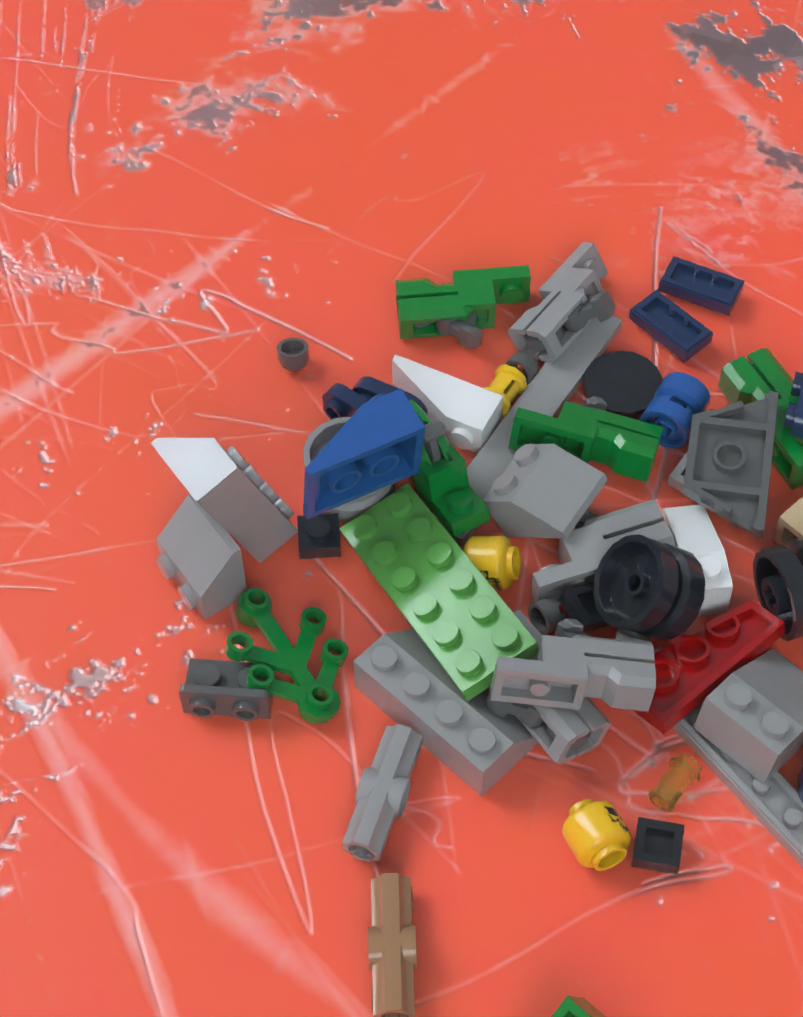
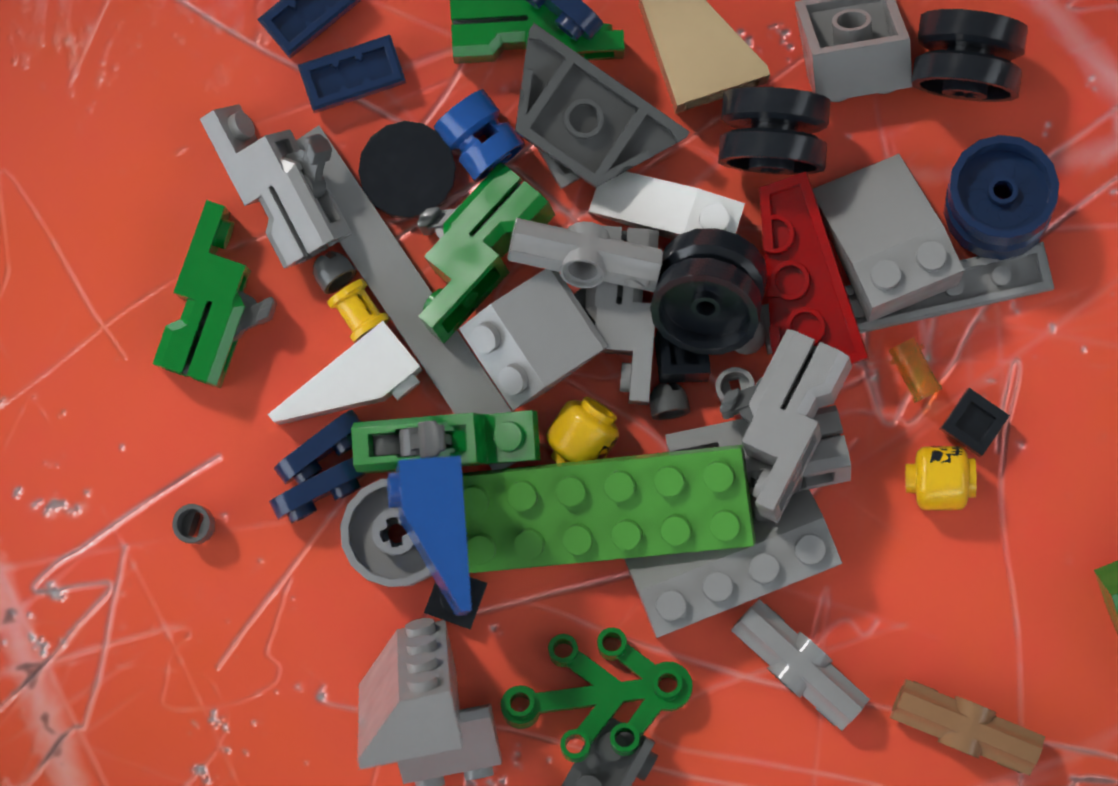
camera: 65 degrees left, 30 degrees up
(625, 483) = (585, 255): none -> light grey piece

